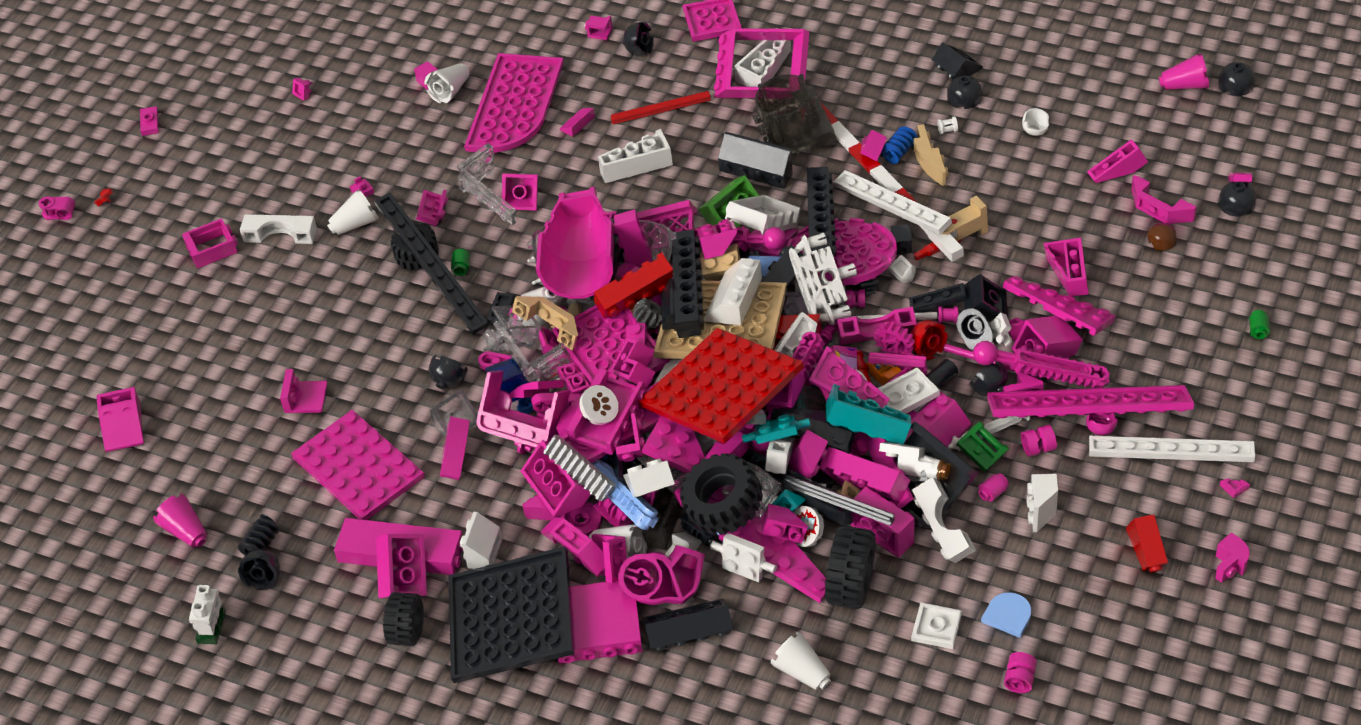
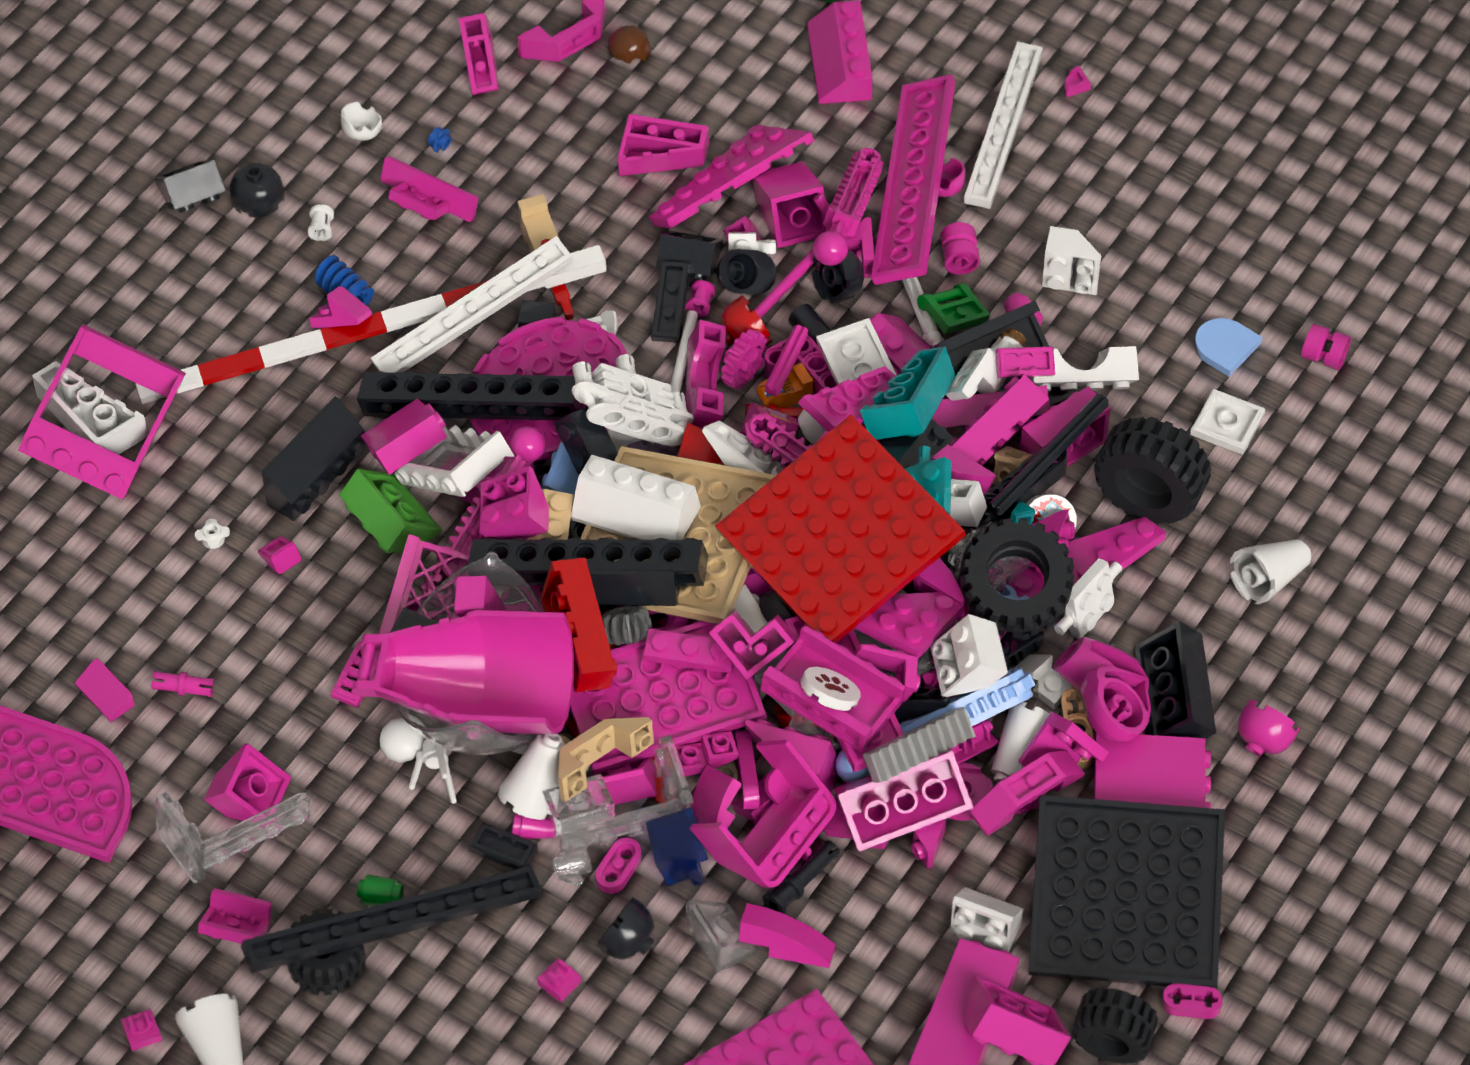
camera: 85 degrees left, 5 degrees up
(416, 353) = (559, 980): none -> dark pink tile
(437, 670) = (1192, 1001): none -> dark pink beam
(495, 447) = (793, 885): none -> black pin
(587, 149) = (182, 683): none -> dark pink pin
(636, 158) = (239, 604): white wedge -> none
(660, 107) = (121, 609): red axle -> none
(661, 677) = (1265, 729): none -> dark pink cylinder
(690, 169) = (280, 554): none -> dark pink slope
(697, 137) = (212, 540): none -> white plate
(777, 191) = (405, 435): none -> dark pink brick
(791, 114) = (246, 365): clear smoke hose -> none
(918, 475) = (1025, 361): none -> dark pink plate
(930, 157) = (385, 257): tan slope -> none
(985, 165) = (426, 193): none -> dark pink bracket
(1038, 163) = (439, 139): none -> blue plate
(1147, 543) = (1153, 178): red slope -> none
(1201, 349) = (840, 54): none -> dark pink slope
(1234, 557) = (1190, 104): dark pink brick -> none

